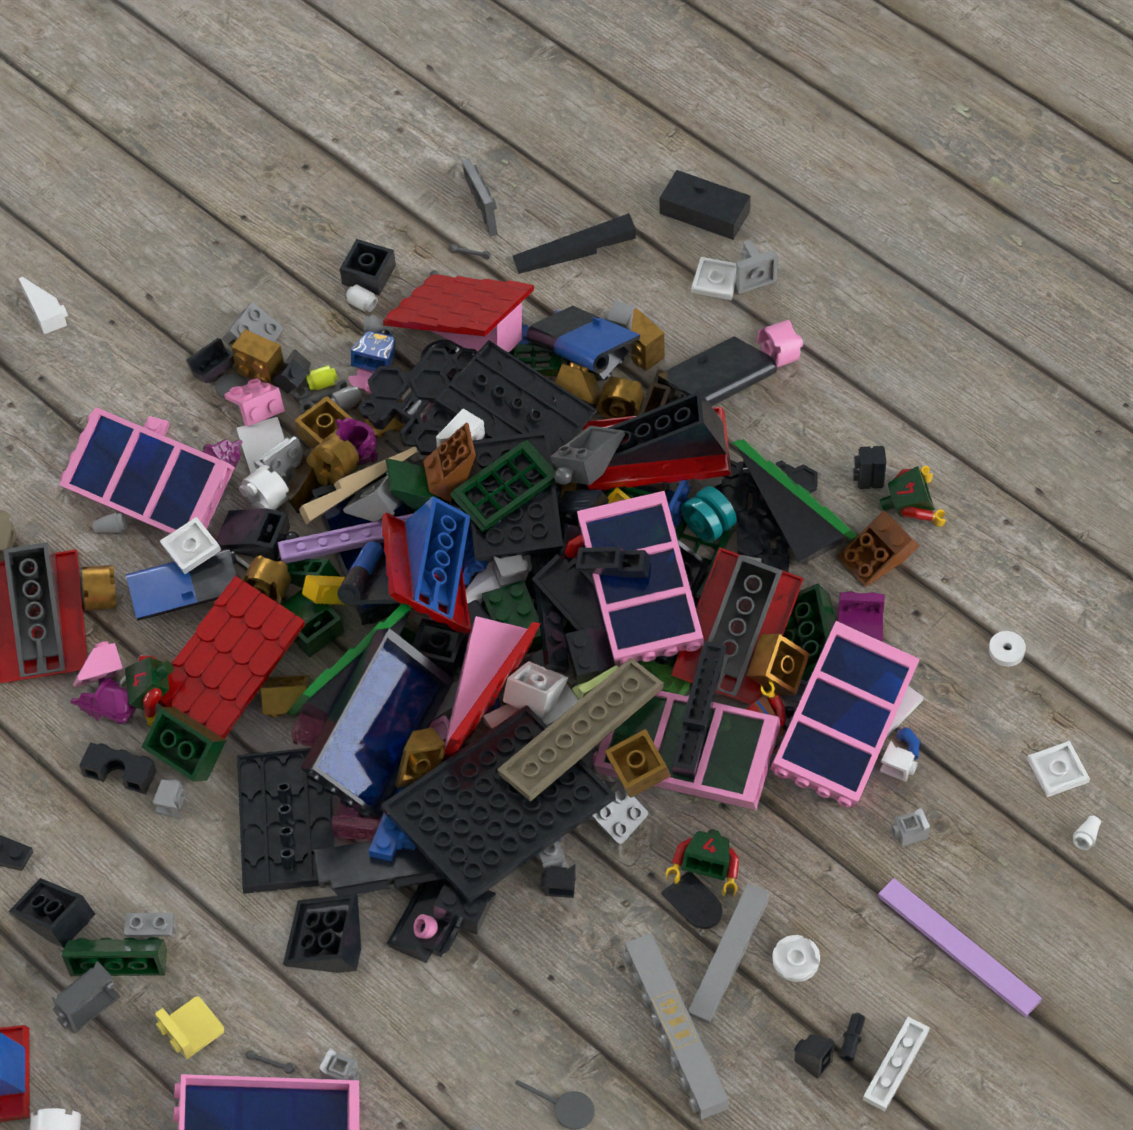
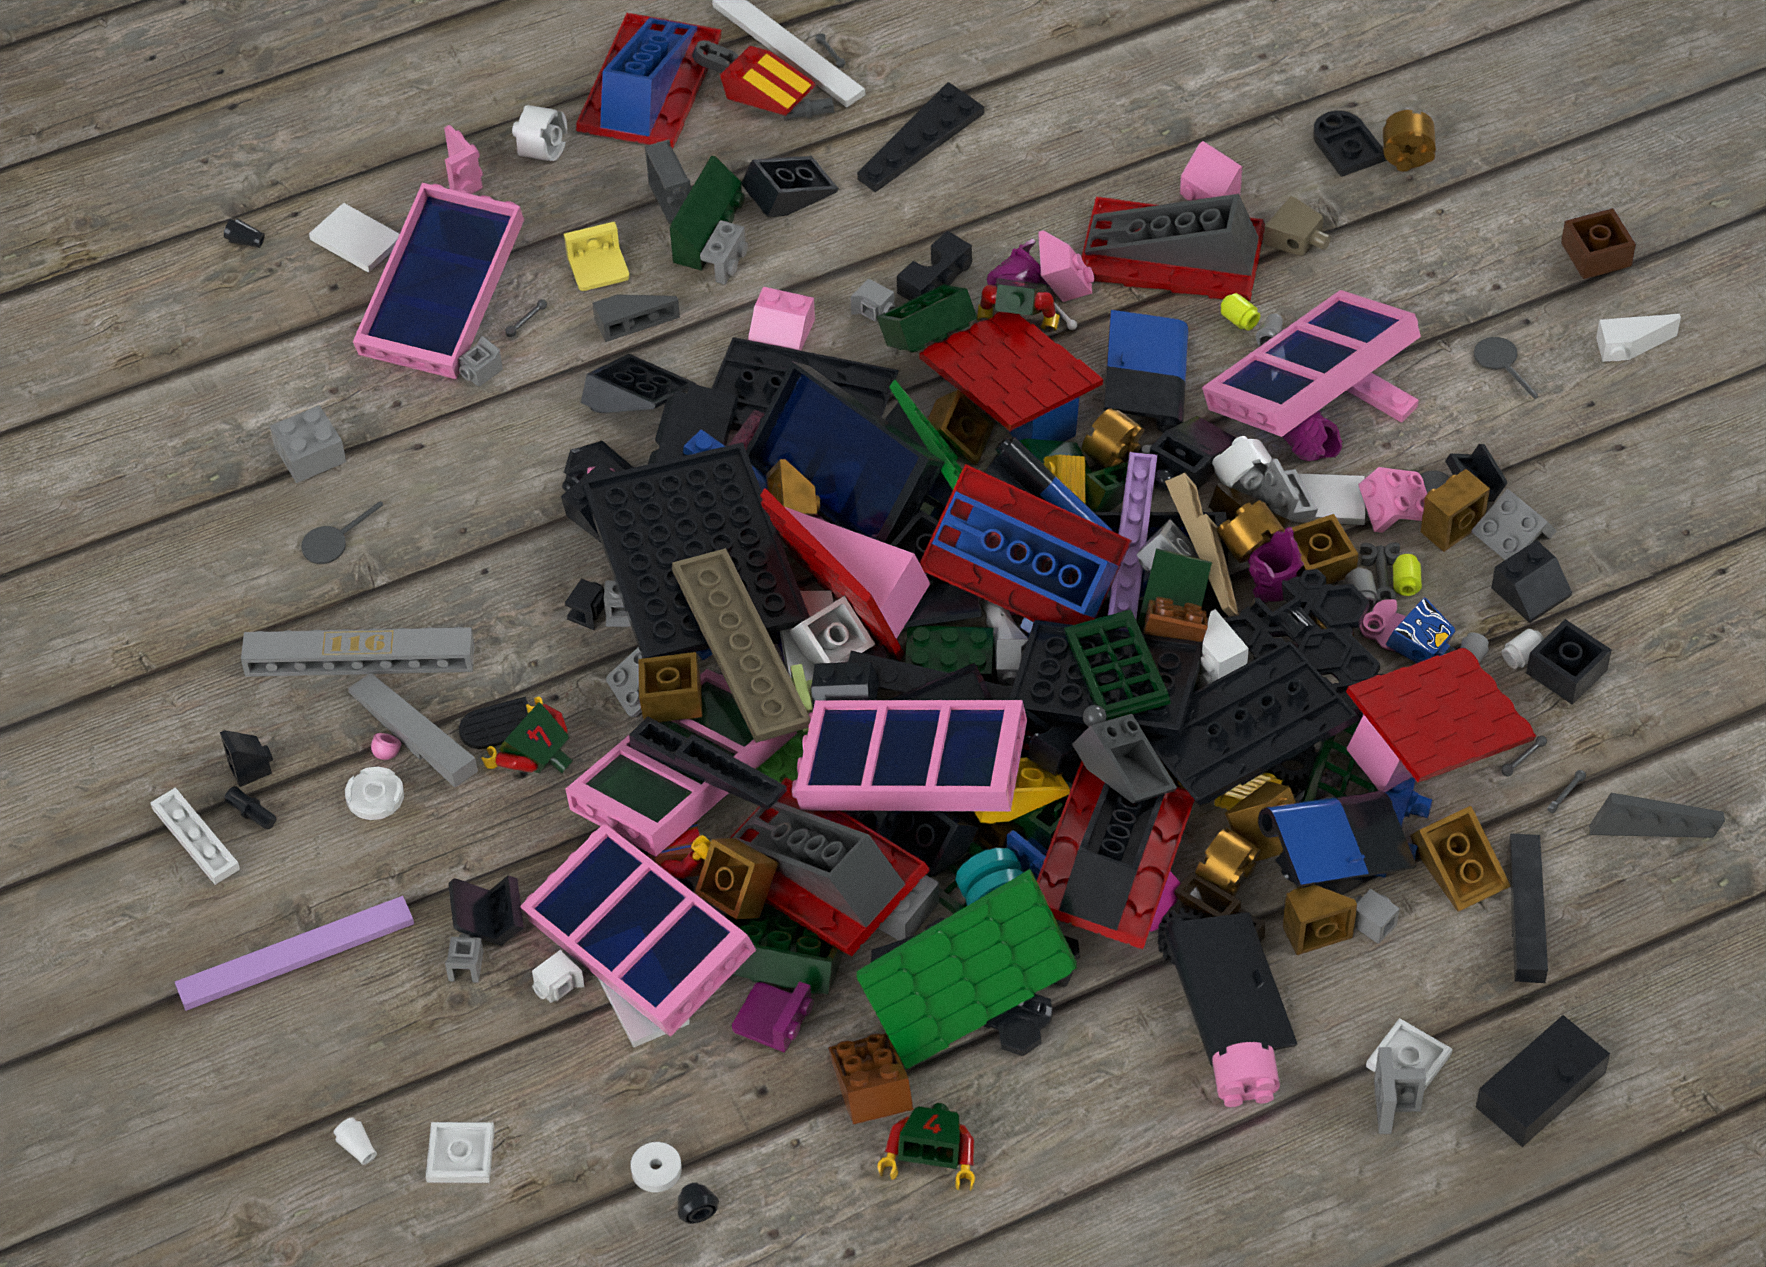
camera: 110 degrees right, 5 degrees down
(83, 385) = (1500, 354): none -> dark grey piece
(97, 548) = (1240, 311): none -> neon yellow brick
(99, 587) = (1176, 293): pearl gold brick -> none
(190, 545) = (1187, 374): white plate -> none
(214, 857) = (782, 318): none -> bright pink slope
(248, 981) = (632, 313): none -> dark grey slope
(292, 372) = (1427, 546): black slope -> none
(299, 310) = (1531, 581): none -> black slope
(554, 287) = (1460, 858): none -> pearl gold slope
(614, 562) = (928, 715): black slope -> none
(754, 973) = (382, 749): none -> bright pink piece
(866, 823) = (487, 913): none -> black bracket
(870, 467) = (992, 1102): black brick -> none
(911, 739) = (580, 1008): blue arm -> none
(1025, 609) = (696, 1203): none -> black cone

